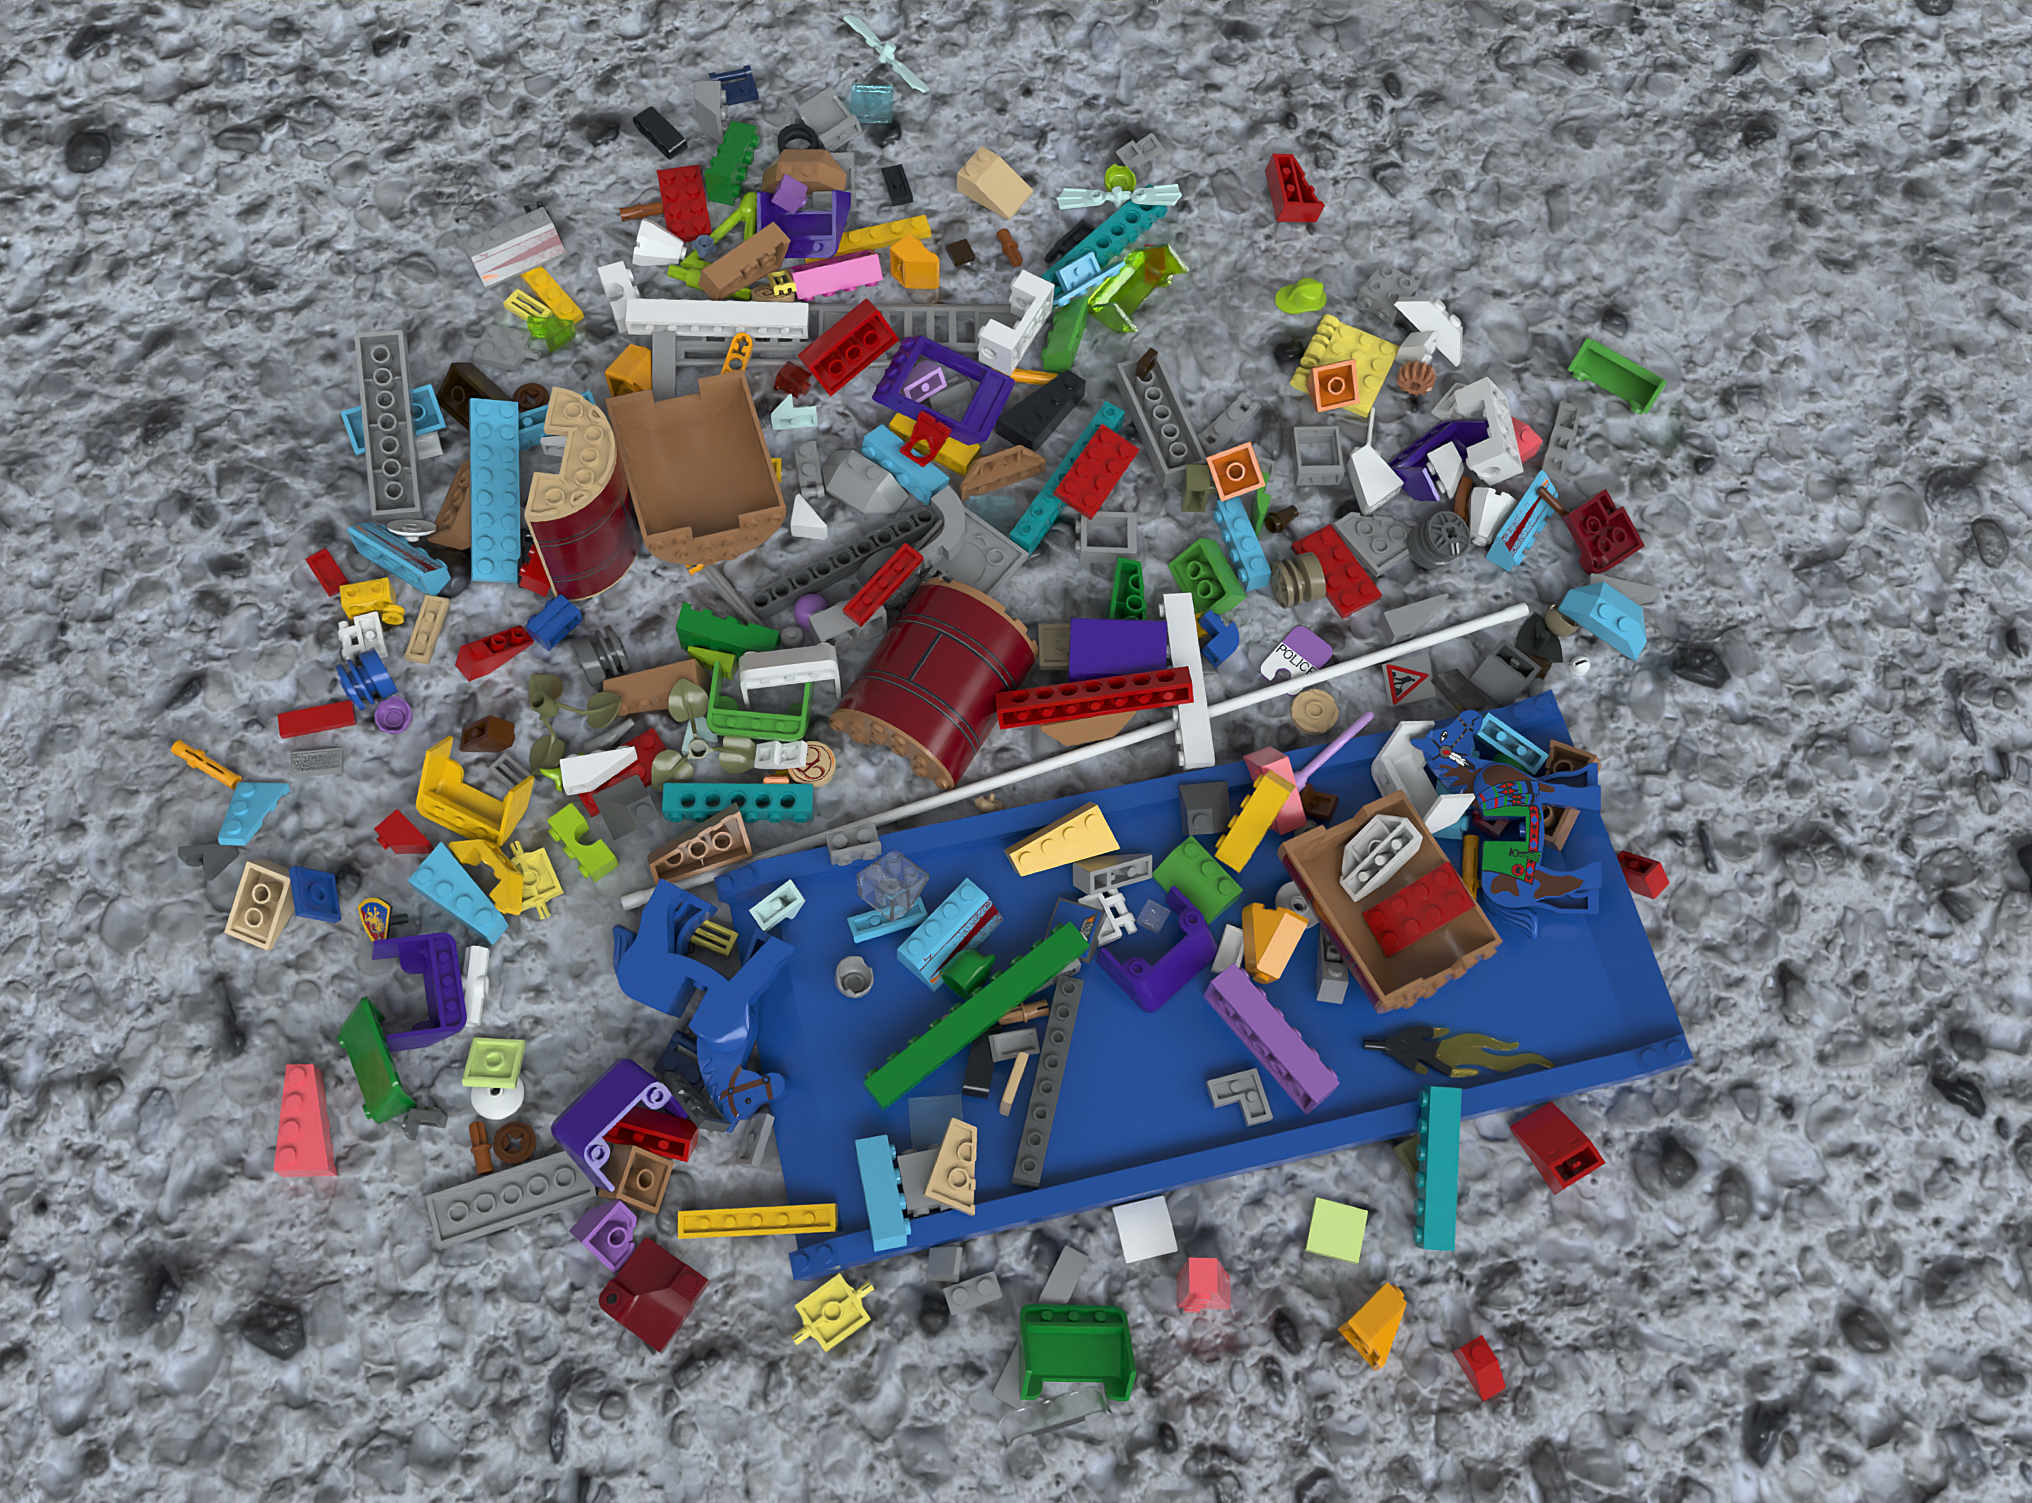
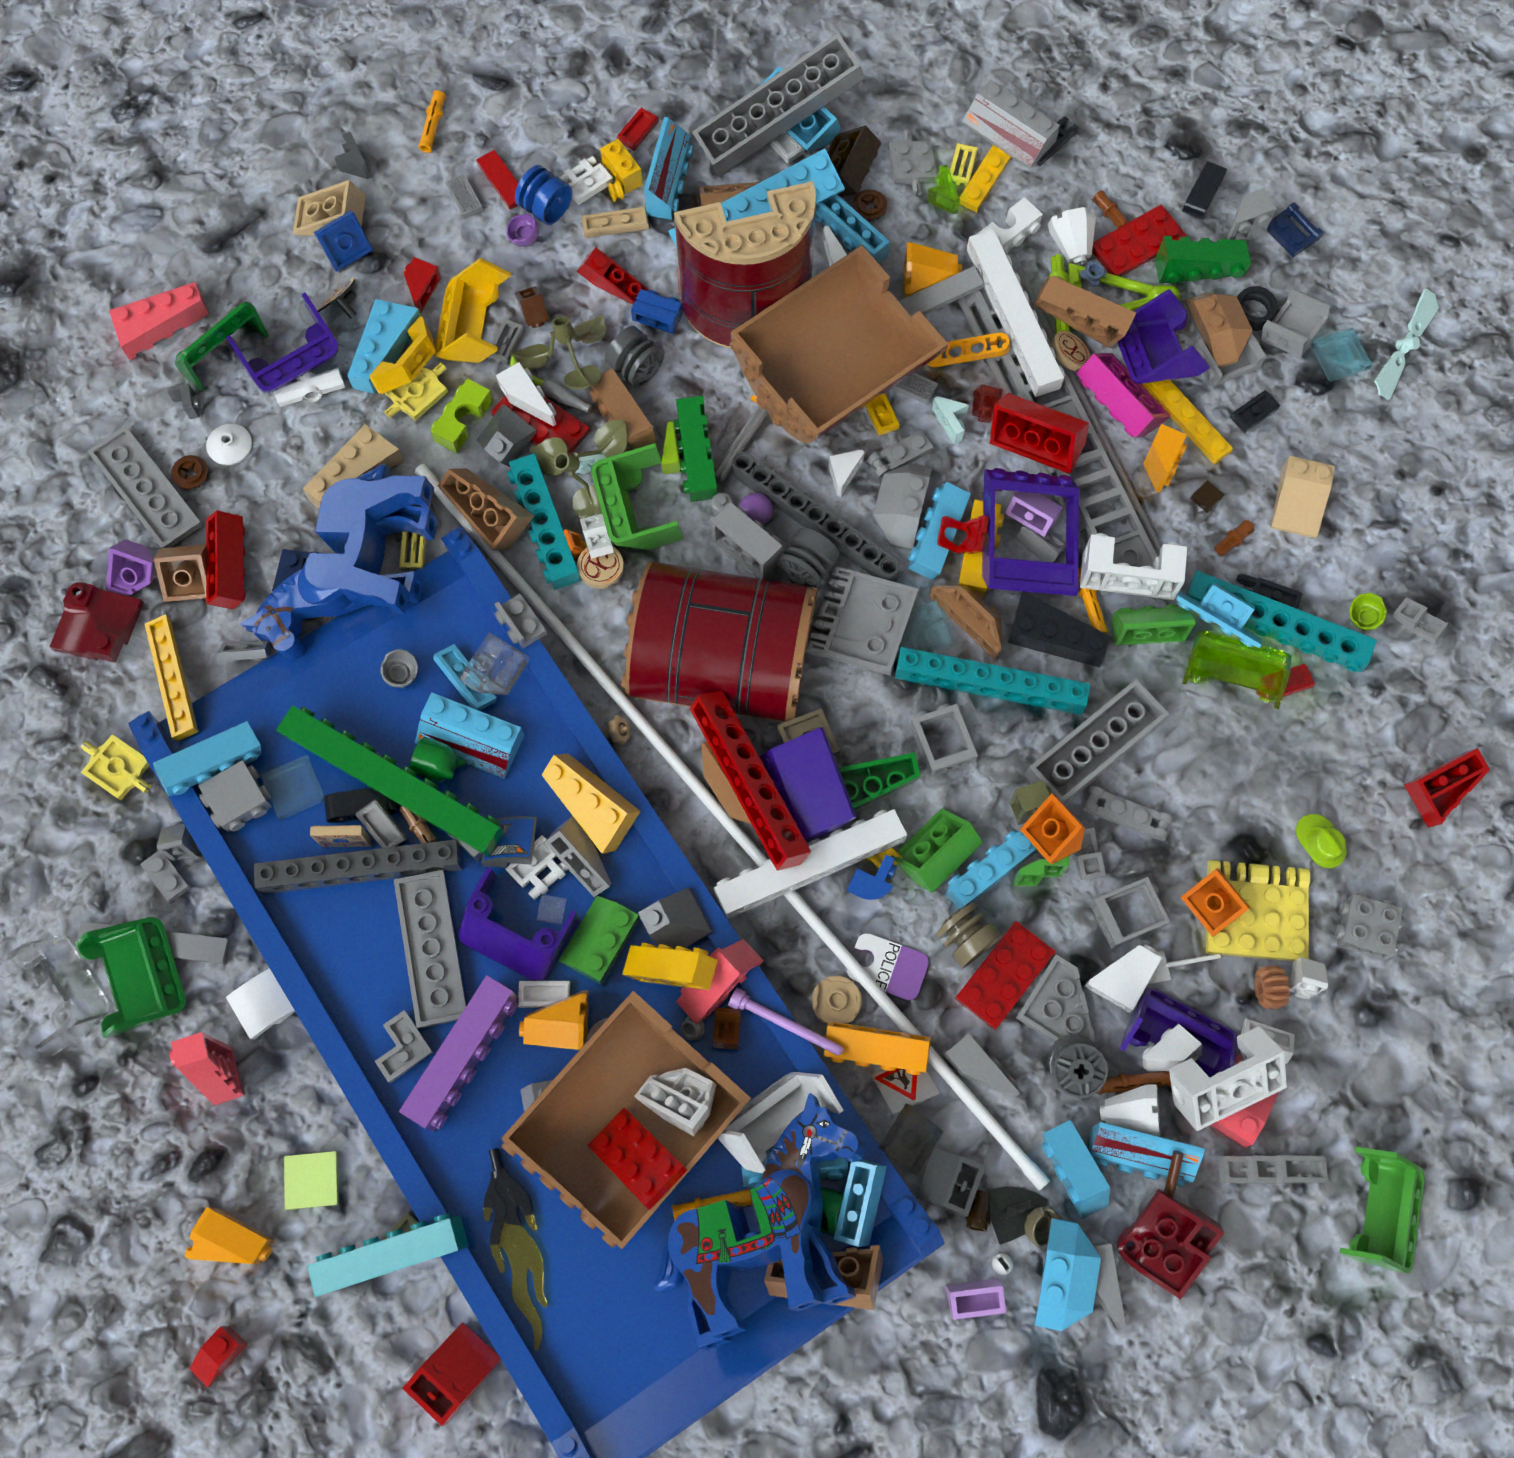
camera: 75 degrees right, 5 degrees up
(247, 809) = (400, 164): medium azure wing -> none
(411, 528) = (699, 168): white dish -> none
(480, 1148) = (177, 450): dark orange axle -> none
(494, 1063) = (249, 429): yellowish green tile -> none
(591, 959) = (358, 456): none -> tan wedge
(601, 1107) = (223, 516): dark purple windscreen -> none
(694, 1104) = (250, 587): dark grey wing -> none
(778, 905) = (439, 581): light aqua slope -> none
(782, 286) = (1084, 356): light yellow tile -> none
(788, 667) = (677, 510): white windscreen -> none
(790, 194) = (1185, 320): medium lavender brick -> none
(883, 584) = (785, 549): red plate -> none
(949, 542) = (881, 595): light grey arch -> none
(952, 1173) = (241, 809): tan wing -> none
(1096, 472) = (1002, 701): red plate -> none
(1146, 363) = (1145, 704): dark brown tile -> none
(1153, 1039) = (430, 948): none -> light grey plate
(1155, 195) = (1359, 647): light aqua piece -> none
(1280, 519) = (1039, 900): dark brown cone -> none
(1373, 685) = (879, 1047): none -> light orange brick
(1431, 315) = (1348, 984): white wedge -> none
(1521, 576) = (1076, 1169): none -> medium azure wedge
(1605, 693) = (976, 1299): none -> lavender brick
(1643, 874) = (778, 1390): red slope -> none

